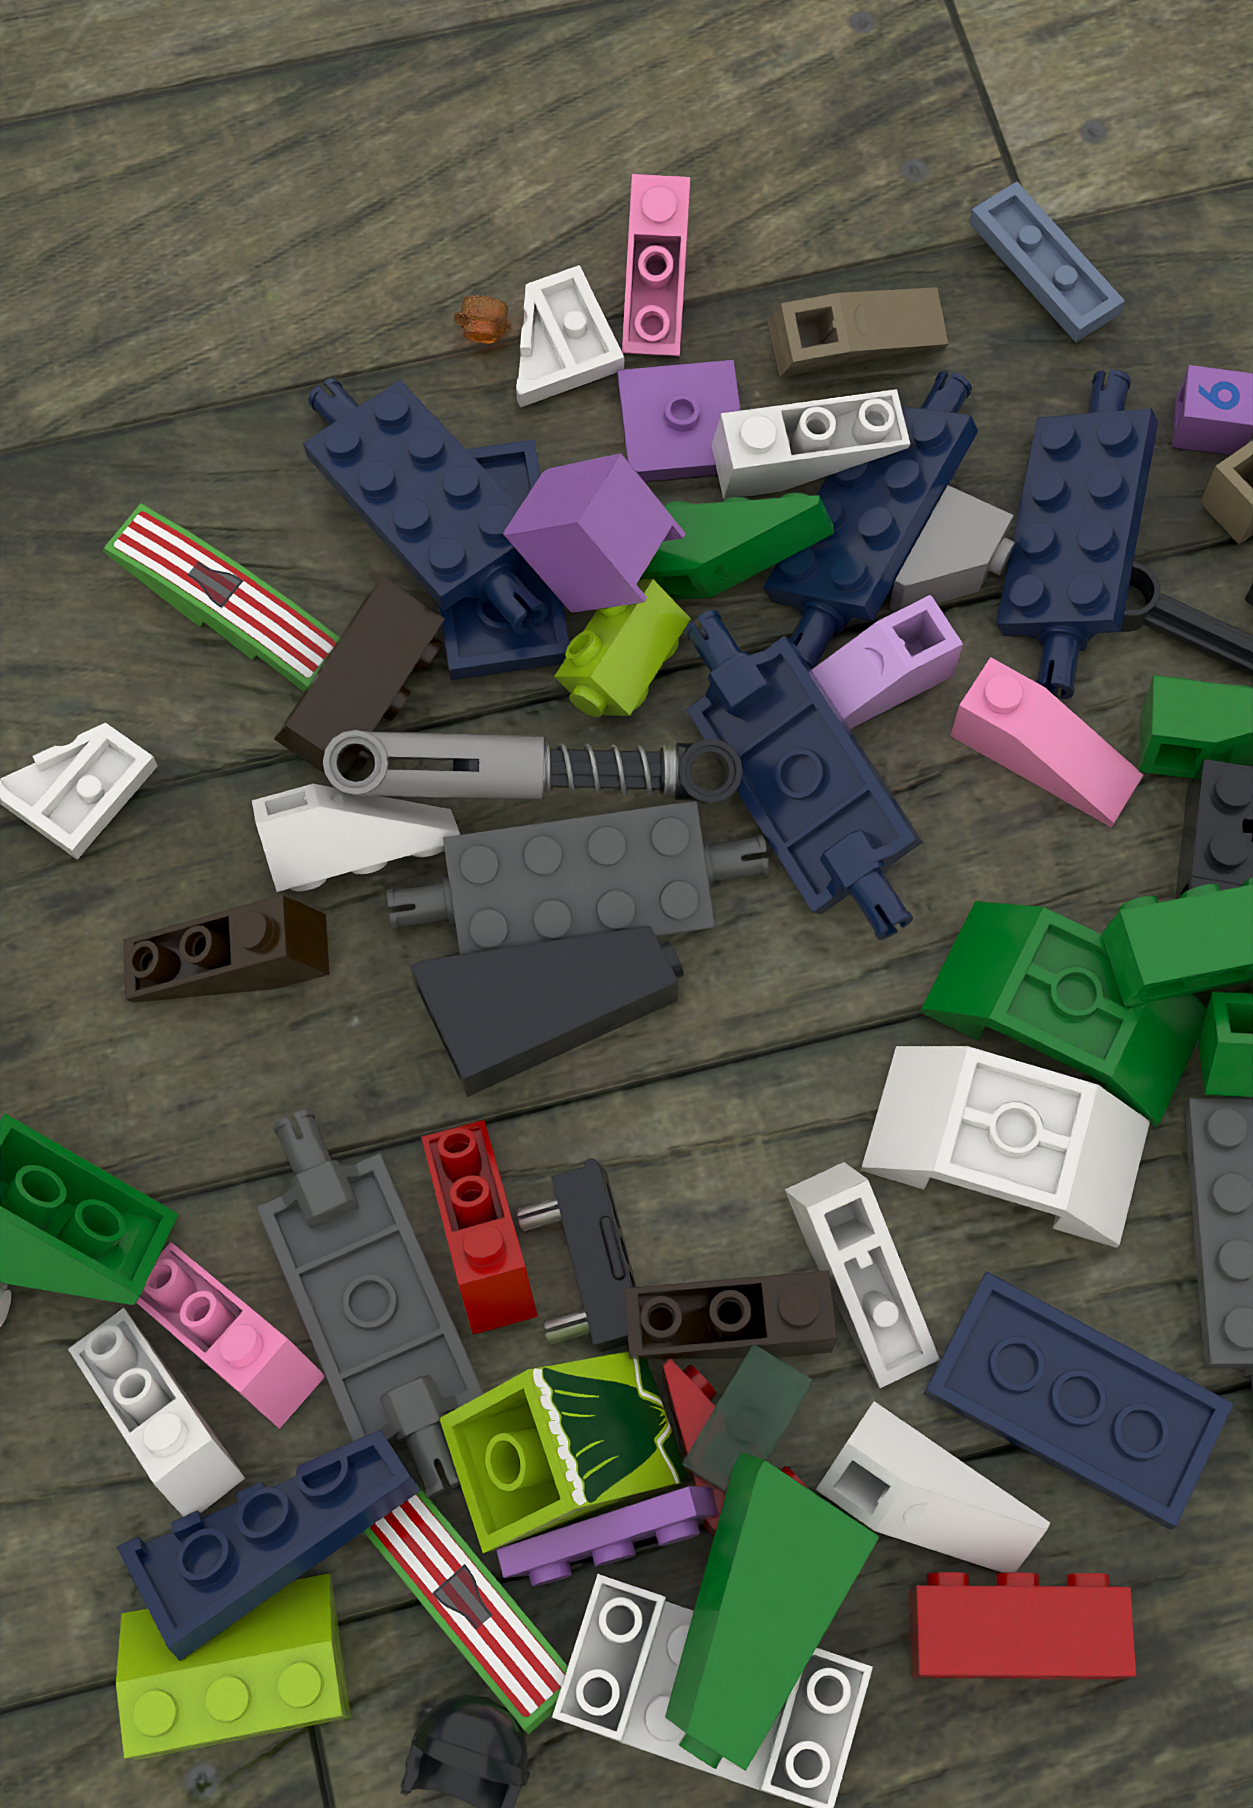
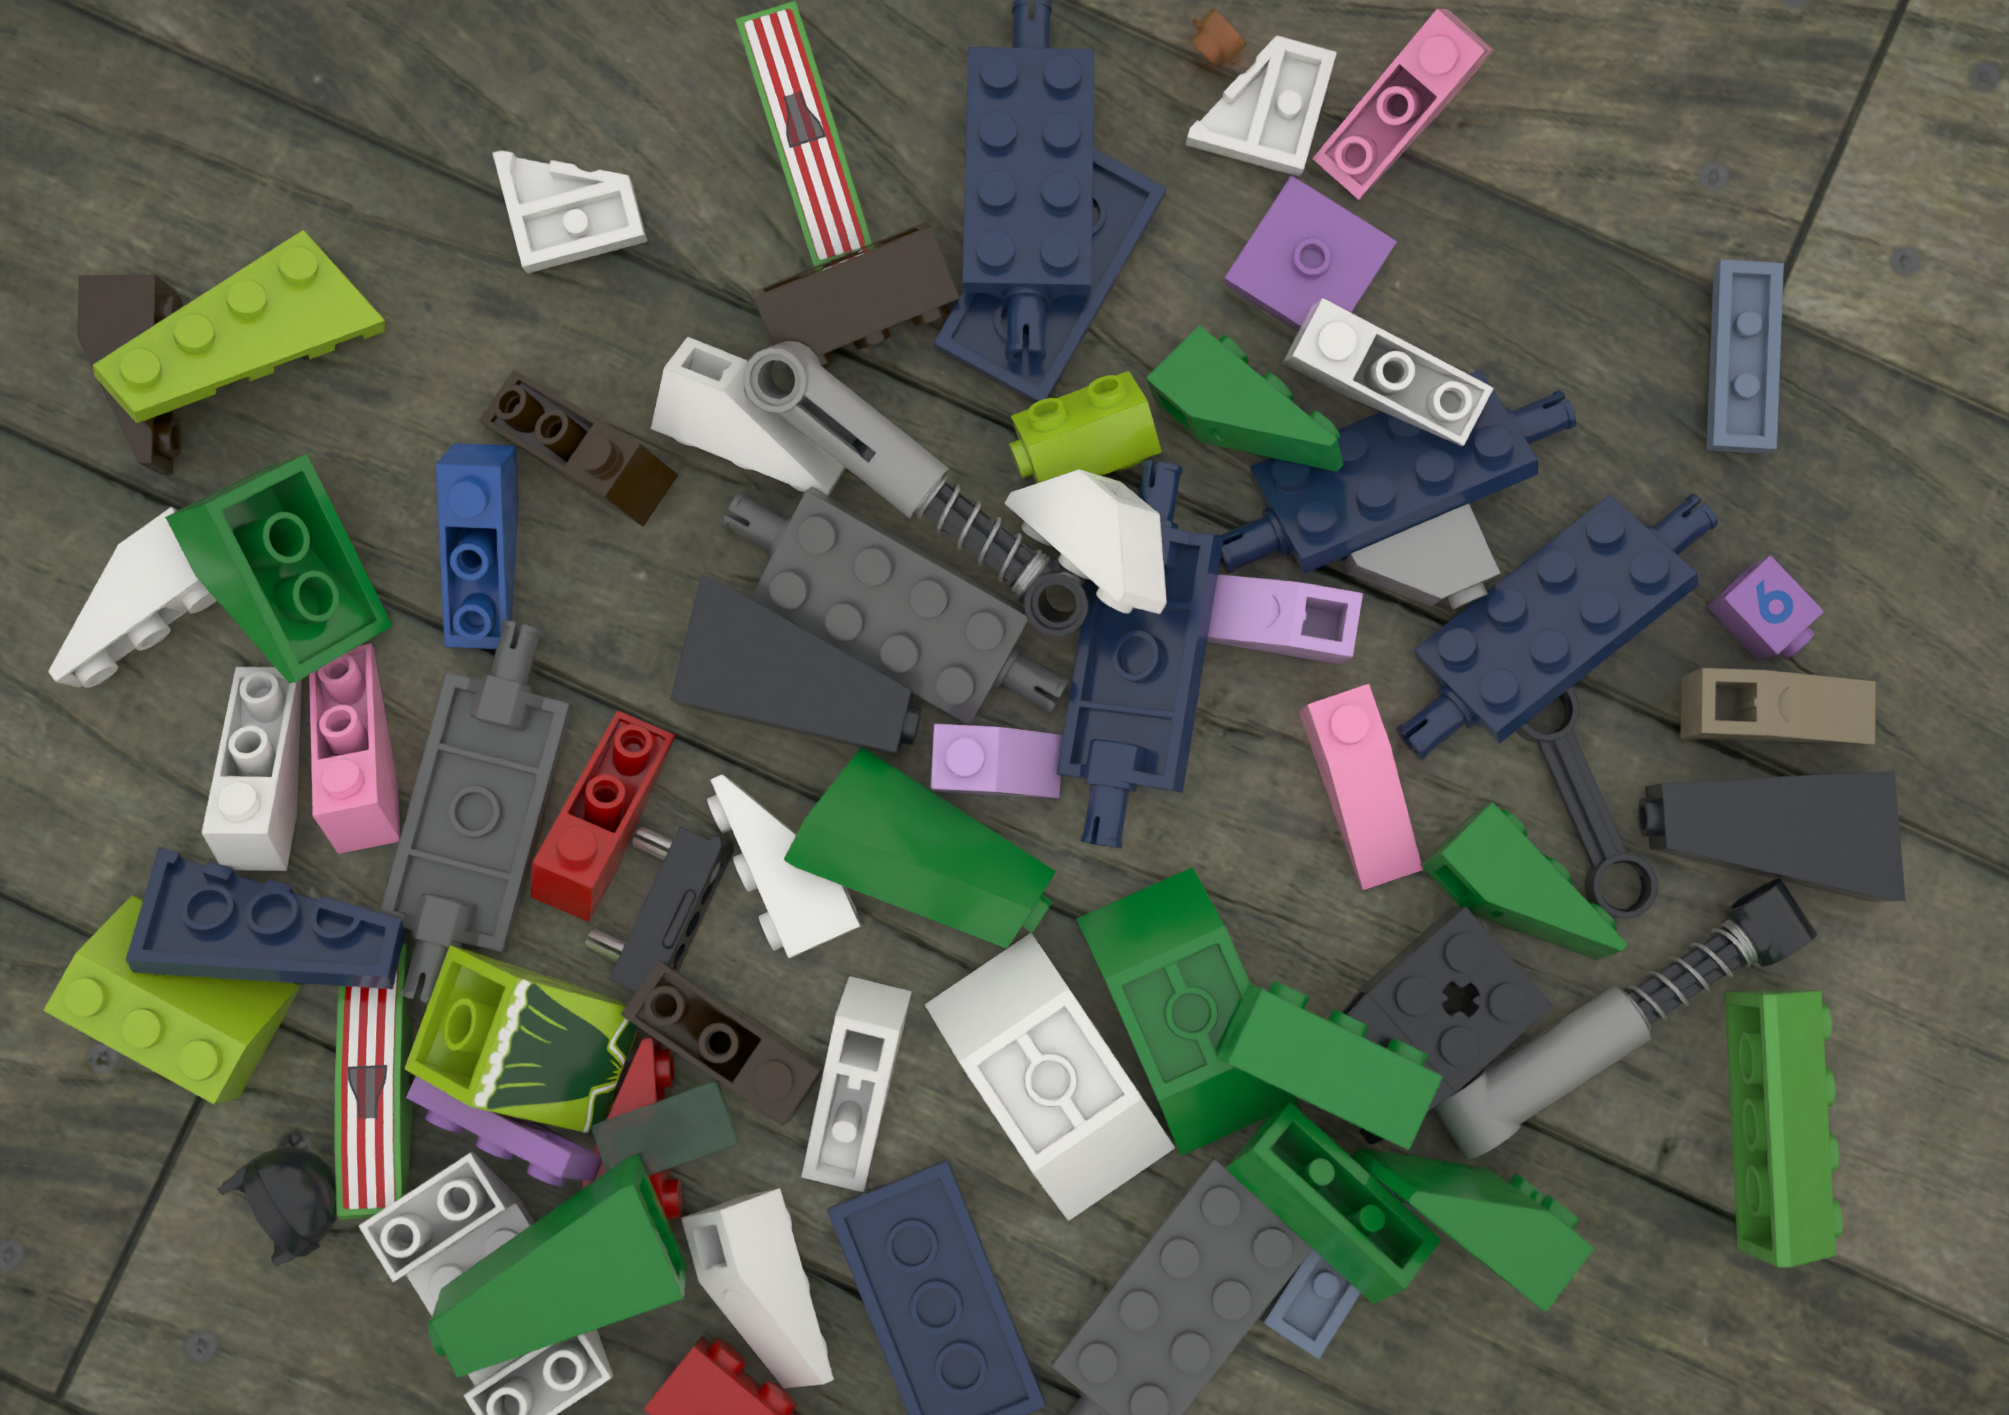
camera: 40 degrees right, 15 degrees up
(205, 1092) = (477, 541): none -> blue slope
(592, 532) = (1123, 323): medium lavender piece -> none
(673, 1147) = (800, 905): none -> white slope
(694, 696) = (1101, 536): none -> white slope
(754, 941) = (995, 761): none -> lavender slope
(764, 1044) = (920, 854): none -> green slope
(855, 328) = (1524, 298): dark tan slope -> none

